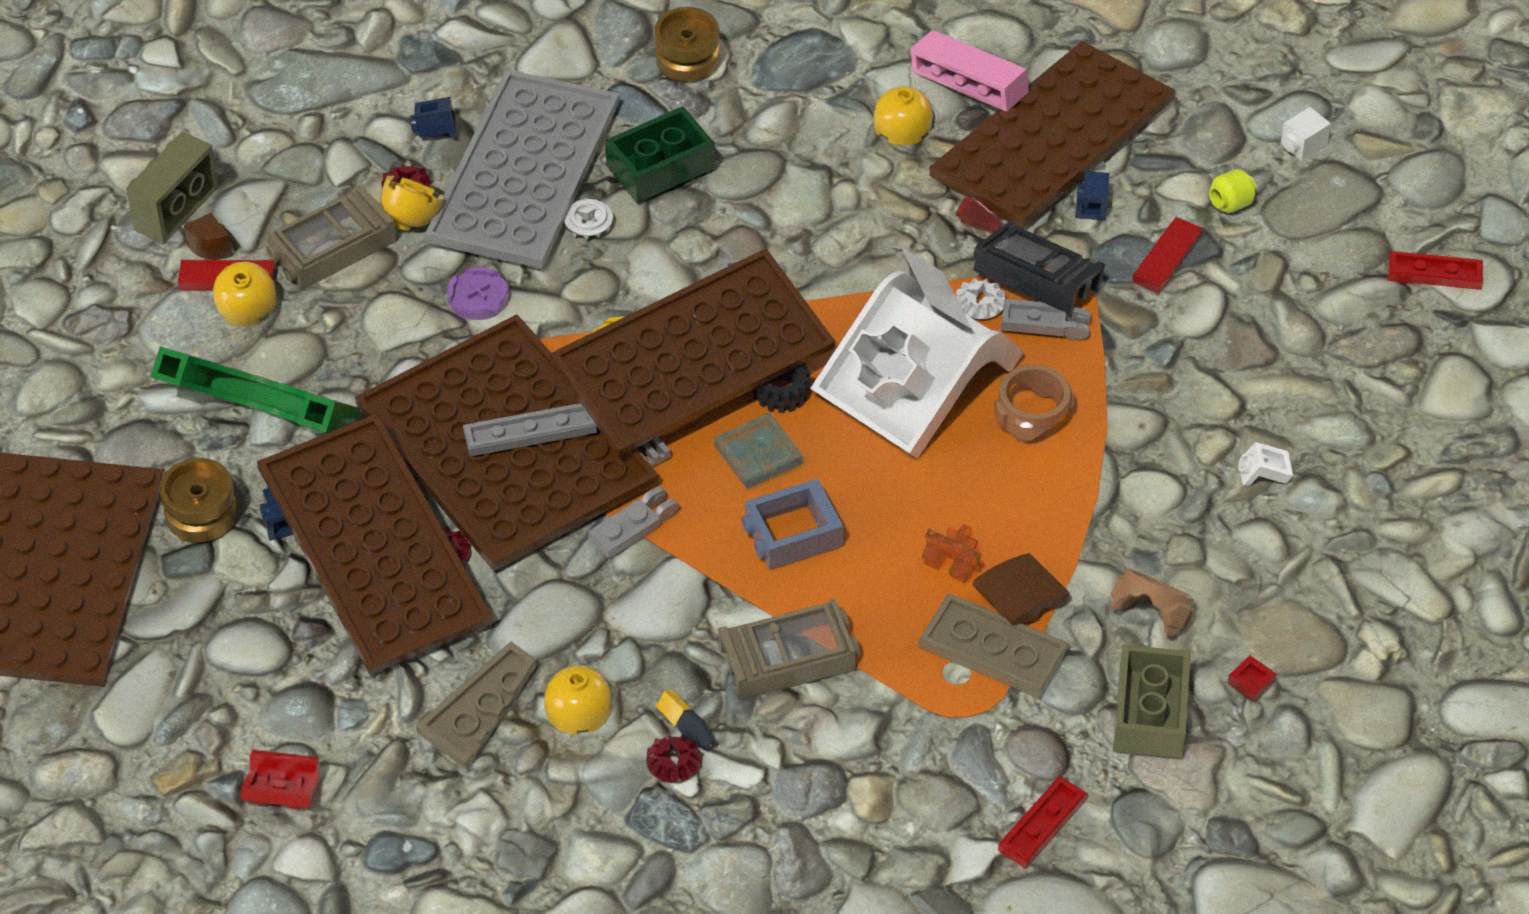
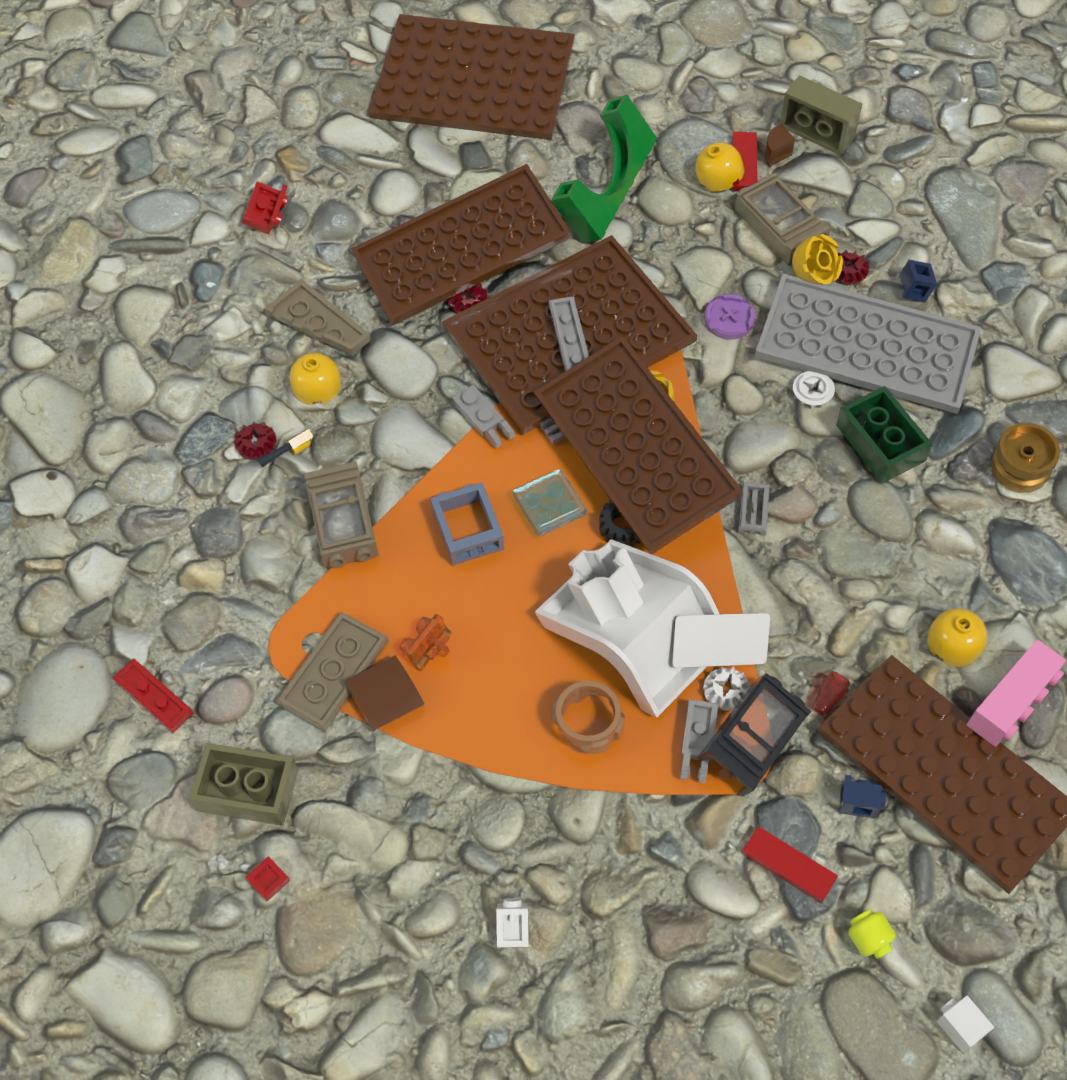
camera: 95 degrees right, 10 degrees up
(198, 499) = (513, 144): pearl gold wheel -> none
(1173, 603) = (375, 781): medium nougat piece -> none

